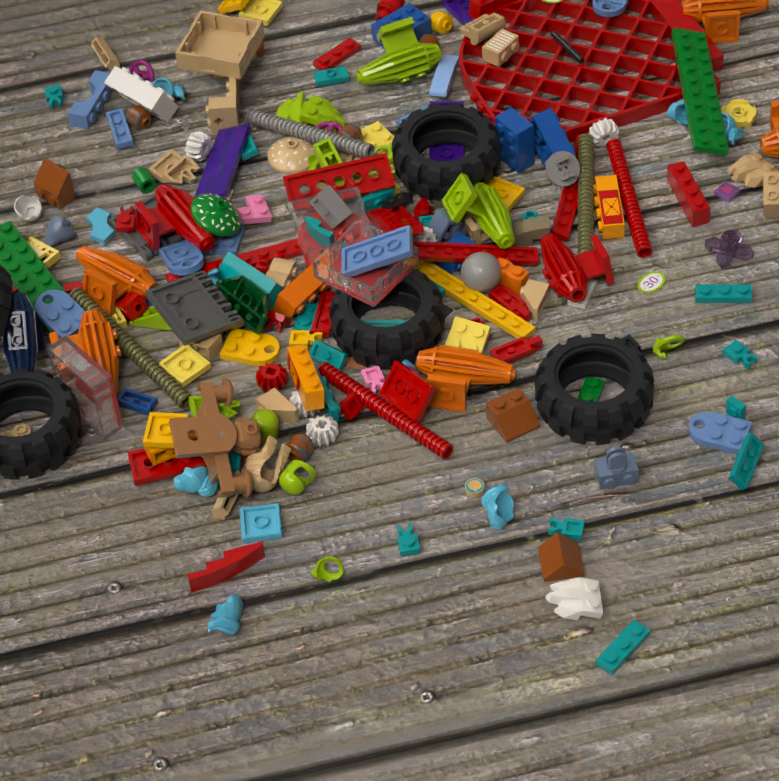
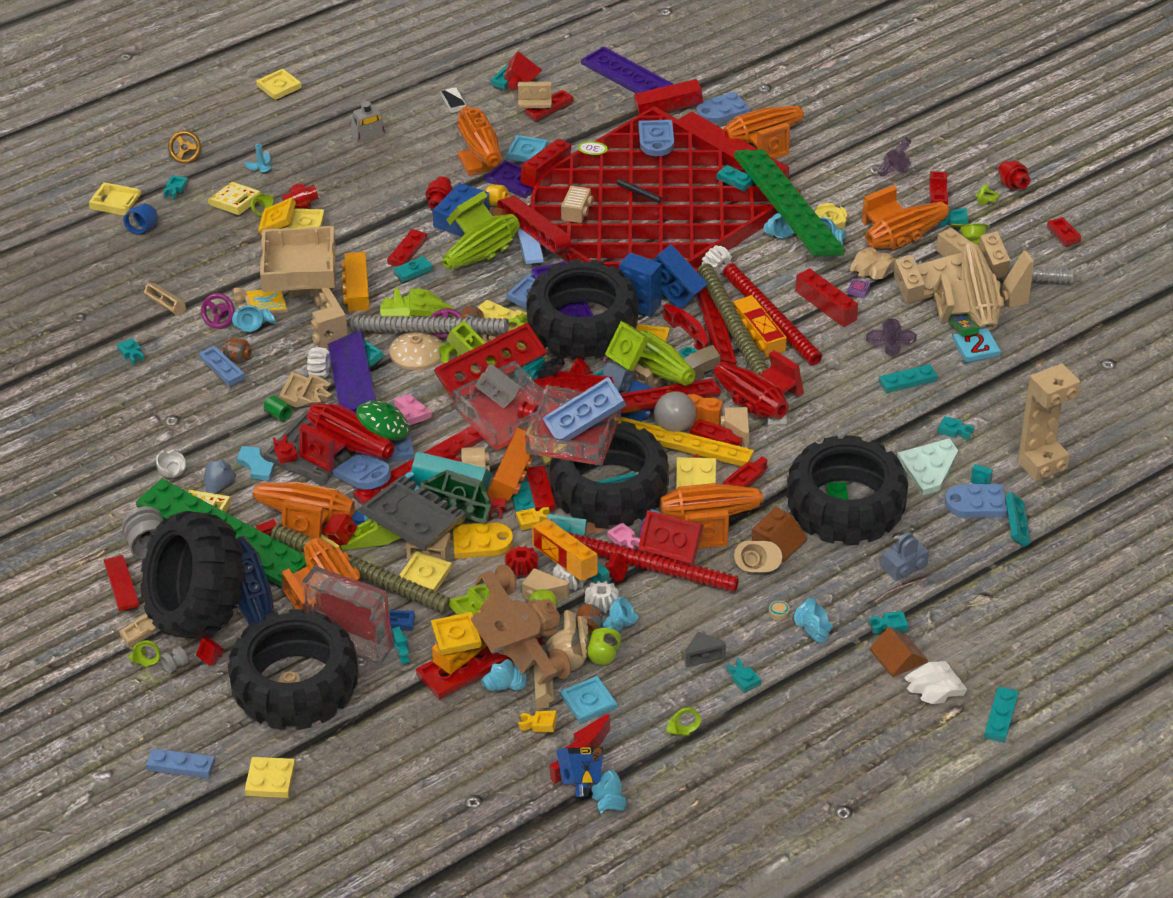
camera: 25 degrees left, 5 degrees down
(54, 184) = (187, 433): dark orange slope -> none
(61, 315) = (278, 551): medium blue plate -> none
(84, 113) = (176, 358): medium blue arch -> none
(128, 424) = (400, 642): none -> teal plate
(142, 93) = (225, 324): white brick -> none
(190, 79) = (271, 300): none -> flag
(206, 532) = (540, 722): none -> yellow plate
(211, 584) = (580, 767): none -> blue torso
(273, 77) = (356, 281): none -> light orange brick
(315, 230) = (497, 415): teal slope -> none
(330, 451) = (620, 615): none -> medium azure hair
(382, 506) = (704, 650): none -> dark grey slope
(454, 58) = (536, 225): none -> red beam
(478, 431) = (758, 556): none -> tan piece
(483, 27) = (549, 189): tan brick -> none
(540, 181) = (677, 317): none -> red slope
(559, 161) = (706, 294): light grey plate -> none
(651, 282) = (834, 384): sticker -> none
(663, 54) = (735, 178): none -> teal plate
(664, 344) = (882, 436): lime piece -> none
(695, 384) = (929, 464): none -> light aqua plate

